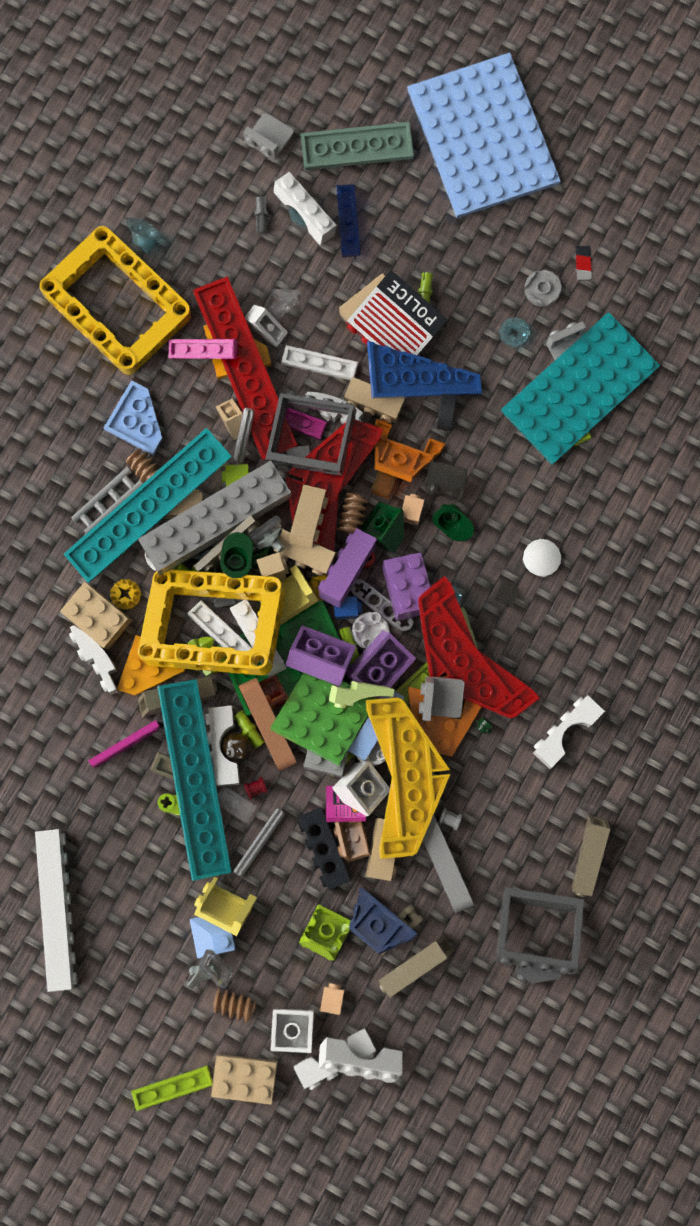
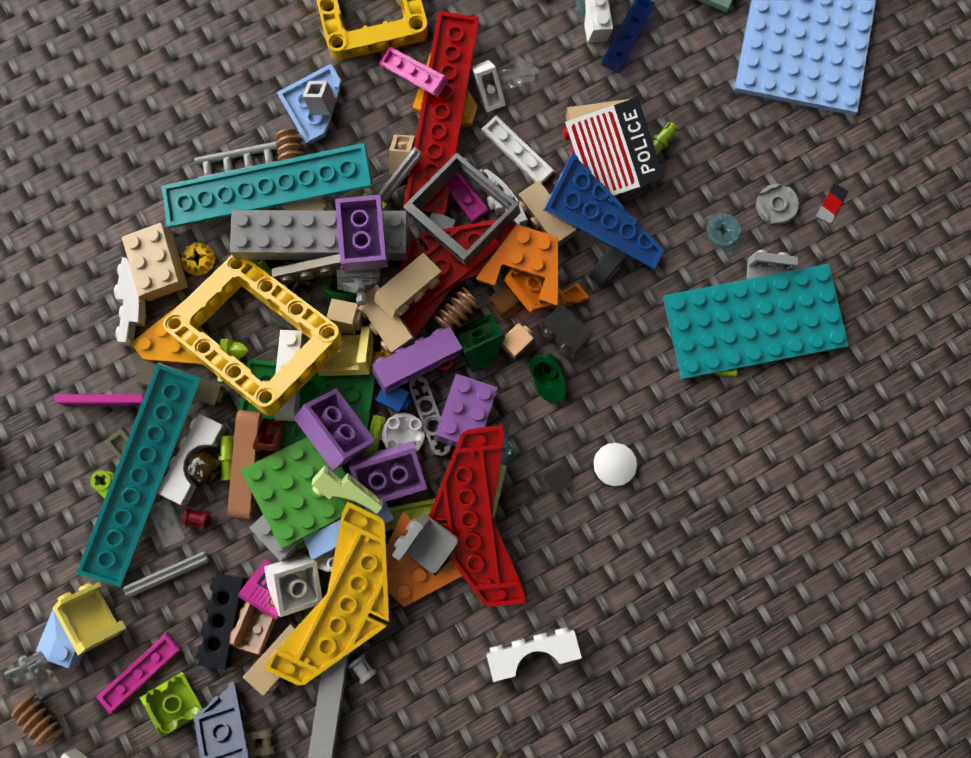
camera: 30 degrees right, 0 degrees up
(144, 412) = (319, 97): none -> light grey brick
(217, 628) = (258, 344): white tile -> none
(236, 555) = (314, 282): dark green piece -> none
(252, 496) = (361, 233): none -> medium lavender brick
(286, 925) = (139, 673): none -> dark pink tile
(381, 437) = (530, 253): none -> orange wing
(484, 725) = (455, 596): dark green plate -> none

